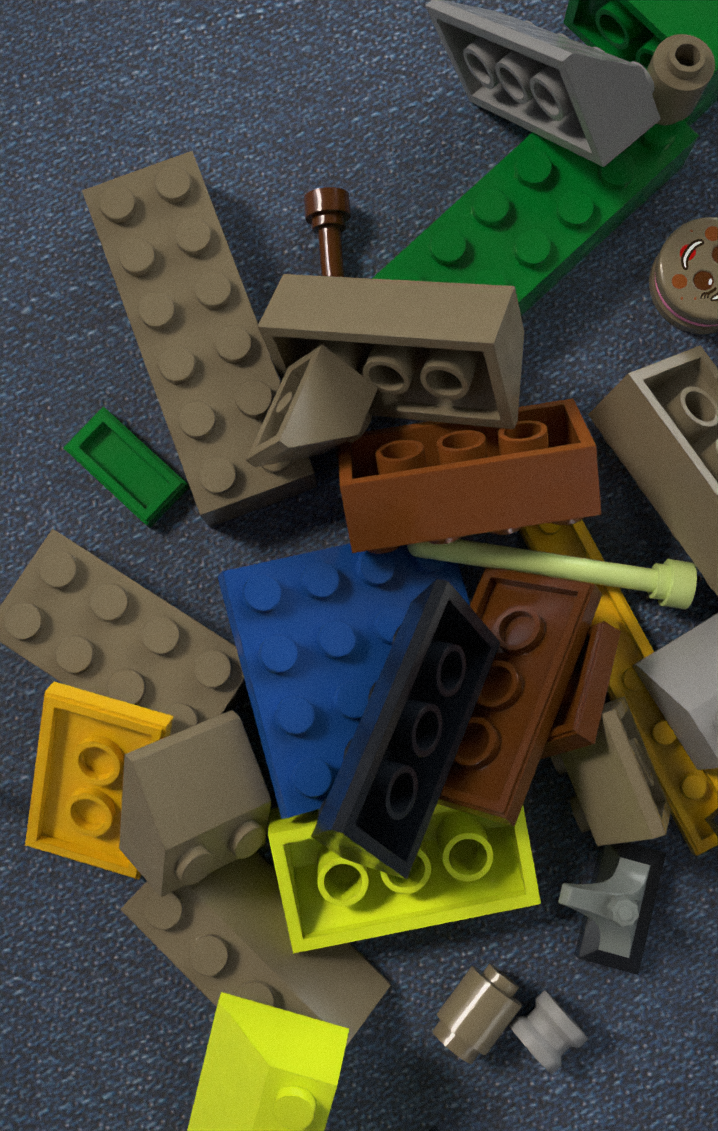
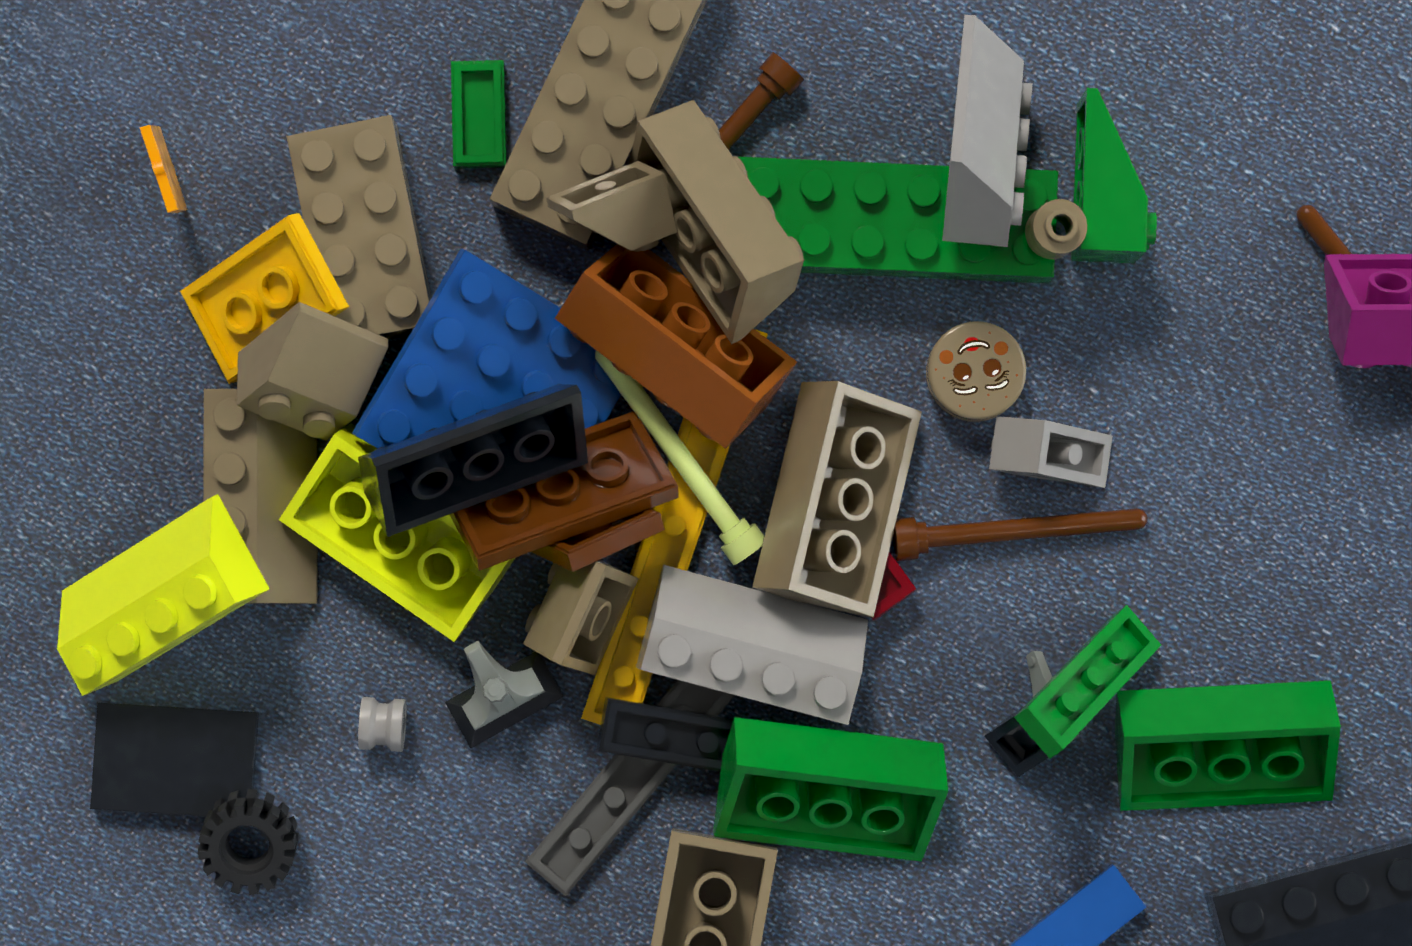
camera: 45 degrees right, 5 degrees up
(477, 1012) = (352, 669): dark tan brick -> none

